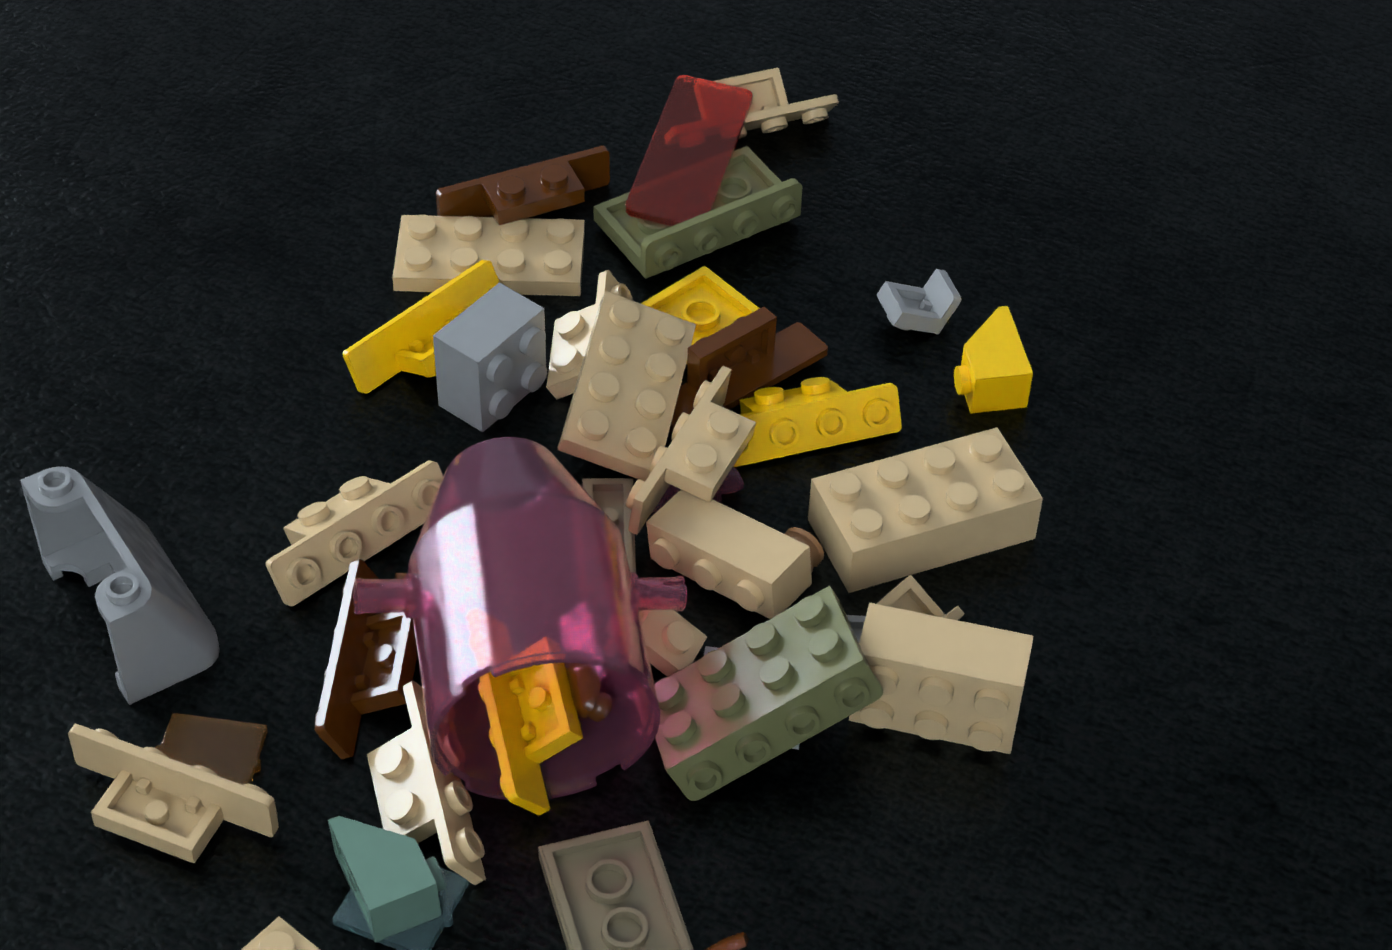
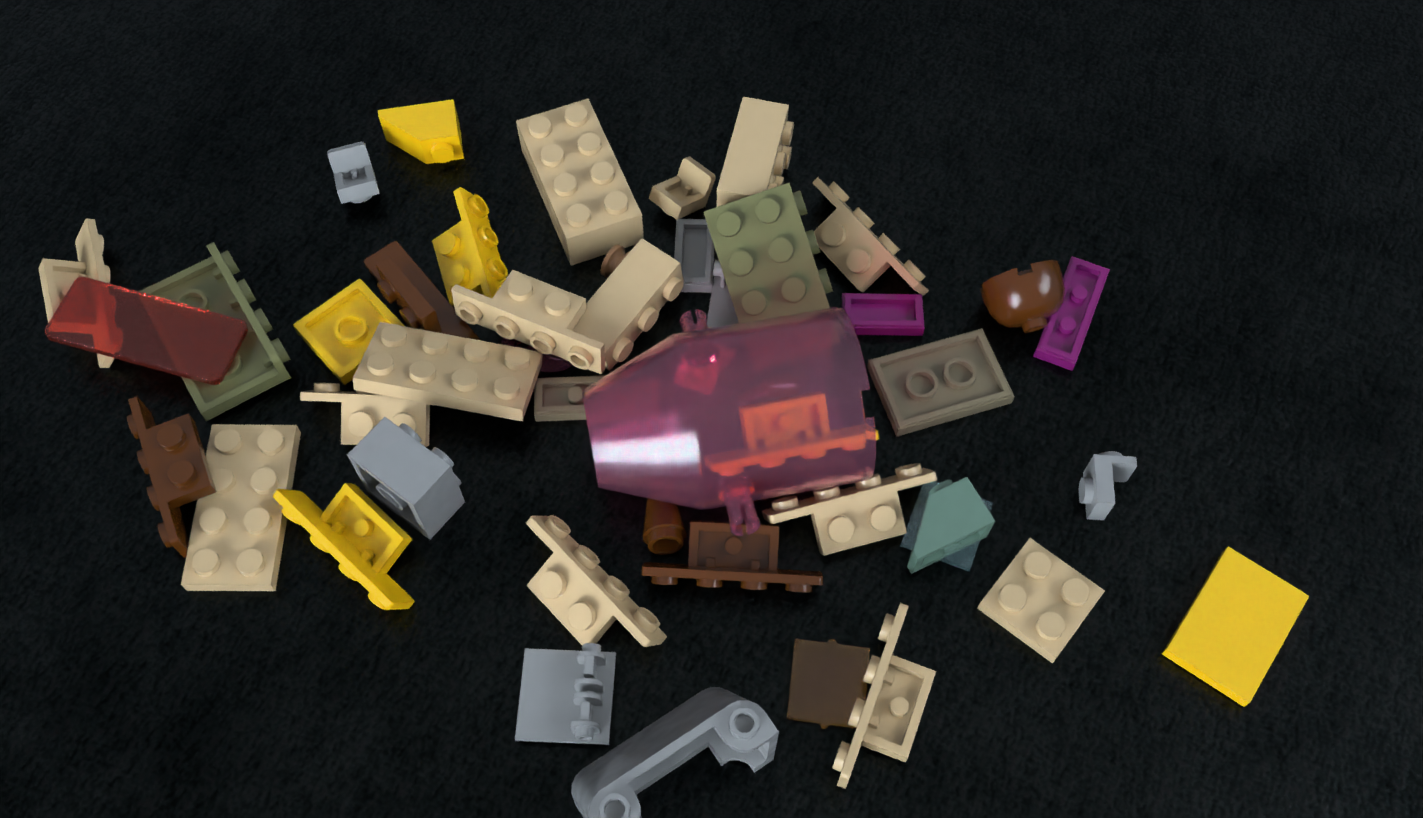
camera: 90 degrees left, 15 degrees up
(231, 516) = (566, 696): none -> light grey hinge
(728, 849) = (885, 313): none -> magenta tile
(842, 823) = (855, 249): none -> tan bracket

